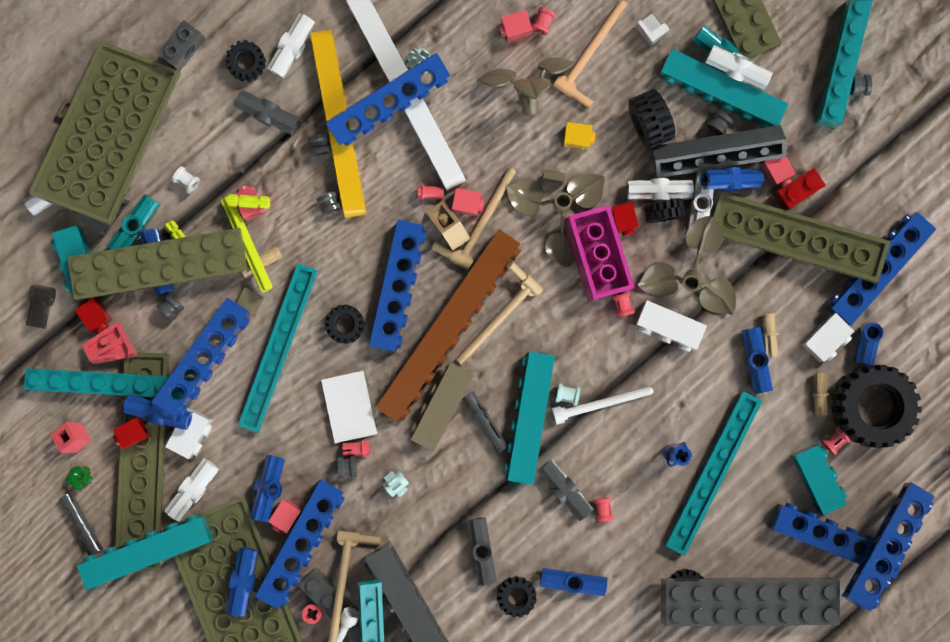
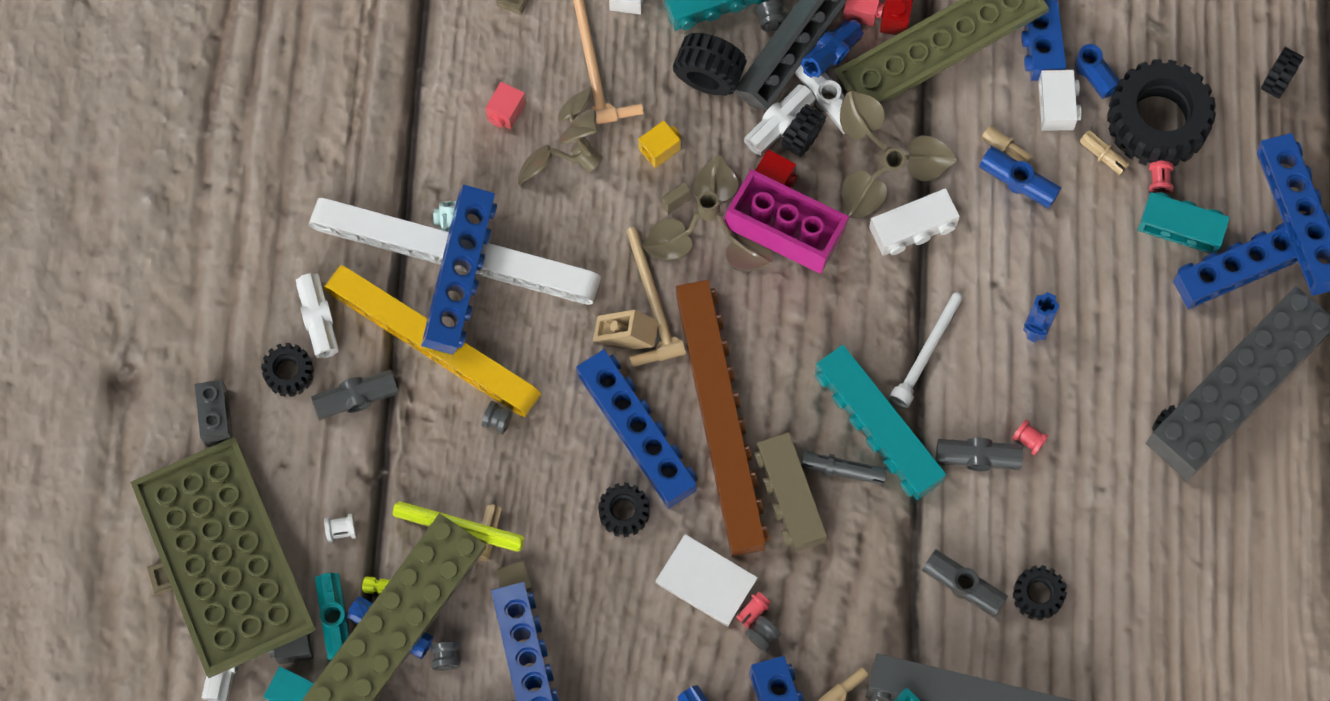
camera: 45 degrees left, 15 degrees down
(248, 201) = (422, 482): neon yellow axle -> none
(249, 213) = (421, 489): coral brick -> none
(278, 348) = (586, 593): teal plate -> none
(319, 144) = (434, 375): dark grey wheel -> none
(395, 483) = (822, 602): light aqua gear -> none
(430, 192) = (579, 319): coral pin -> none
(467, 202) = (622, 293): coral brick -> none
(529, 287) = (756, 312): tan bar -> none
(543, 21) = (524, 78): coral bush -> none
(567, 394) = (890, 370): light aqua bush -> none
(587, 583) = (1087, 516): blue piece -> none
(623, 304) = (854, 245): coral bush -> none
(713, 473) = (1090, 310): teal plate -> none

